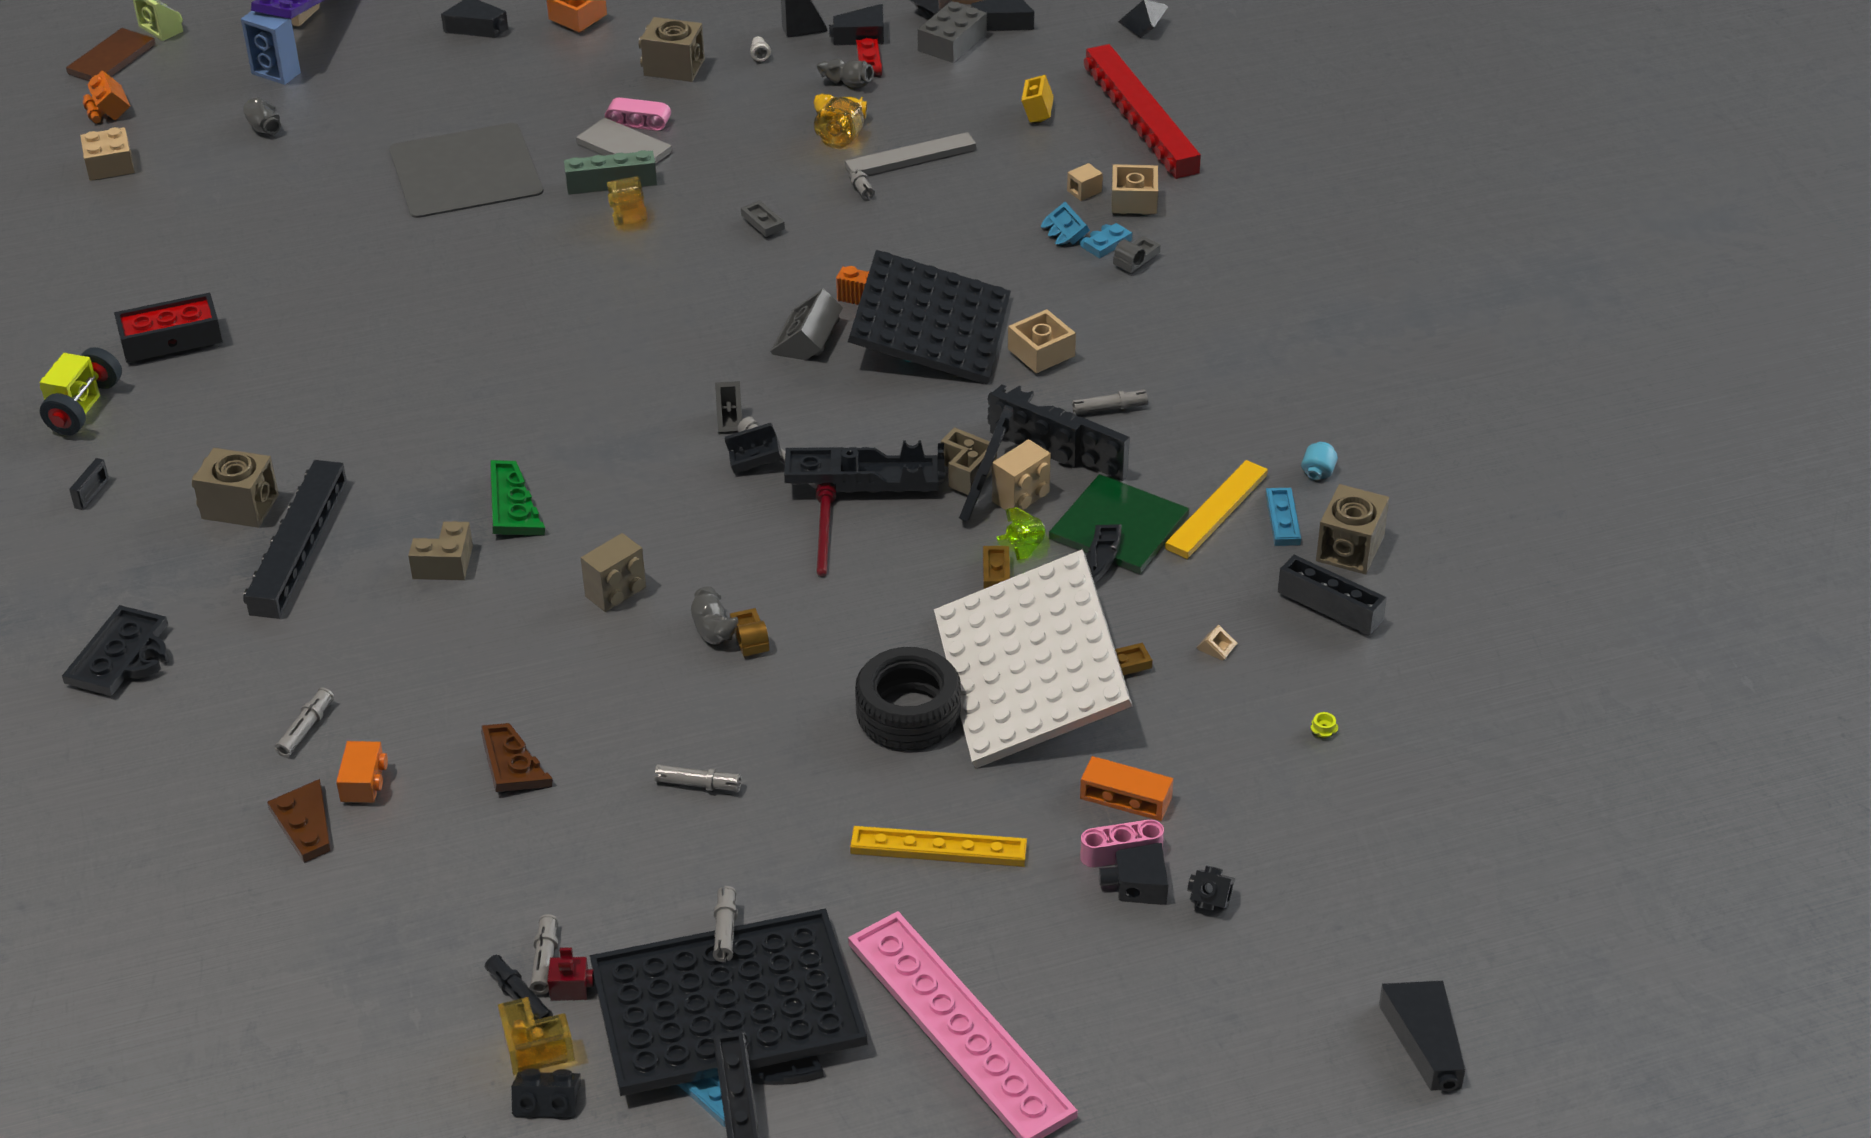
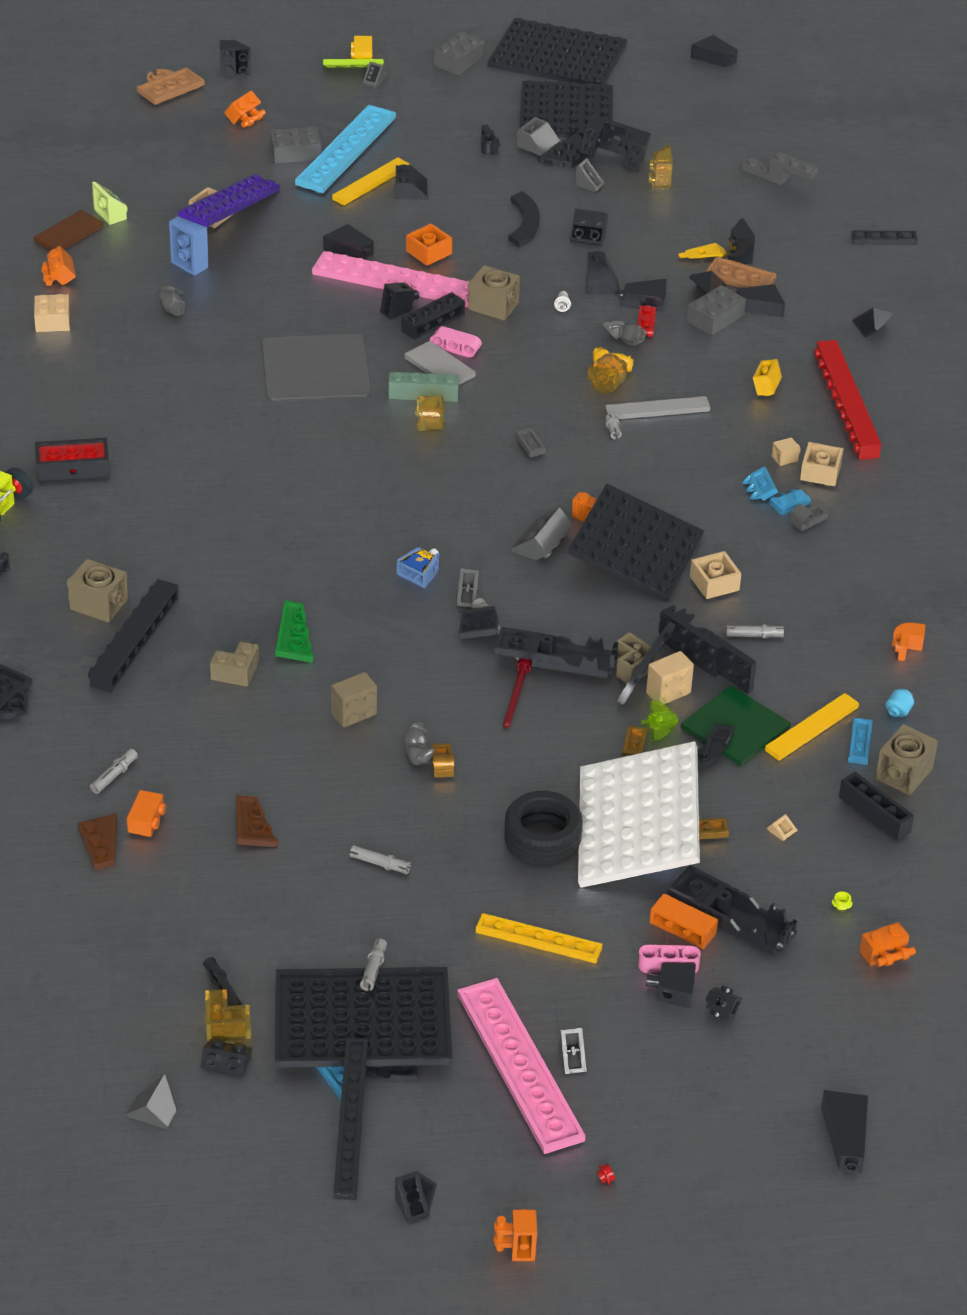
camera: 10 degrees right, 0 degrees up
(540, 52) = (377, 274): none -> bright pink plate
(545, 945) = (247, 957): light grey pin -> none
(552, 74) = (397, 299): none -> black torso
(569, 977) = (258, 981): dark red brick -> none
(601, 88) = (433, 316): none -> black brick
(657, 390) = (419, 566): none -> torso
(1027, 993) = (572, 1050): none -> slope
(1191, 761) = (734, 910): none -> black piece
(1305, 378) = (908, 637): none -> orange brick
(1401, 773) = (886, 945): none -> orange brick

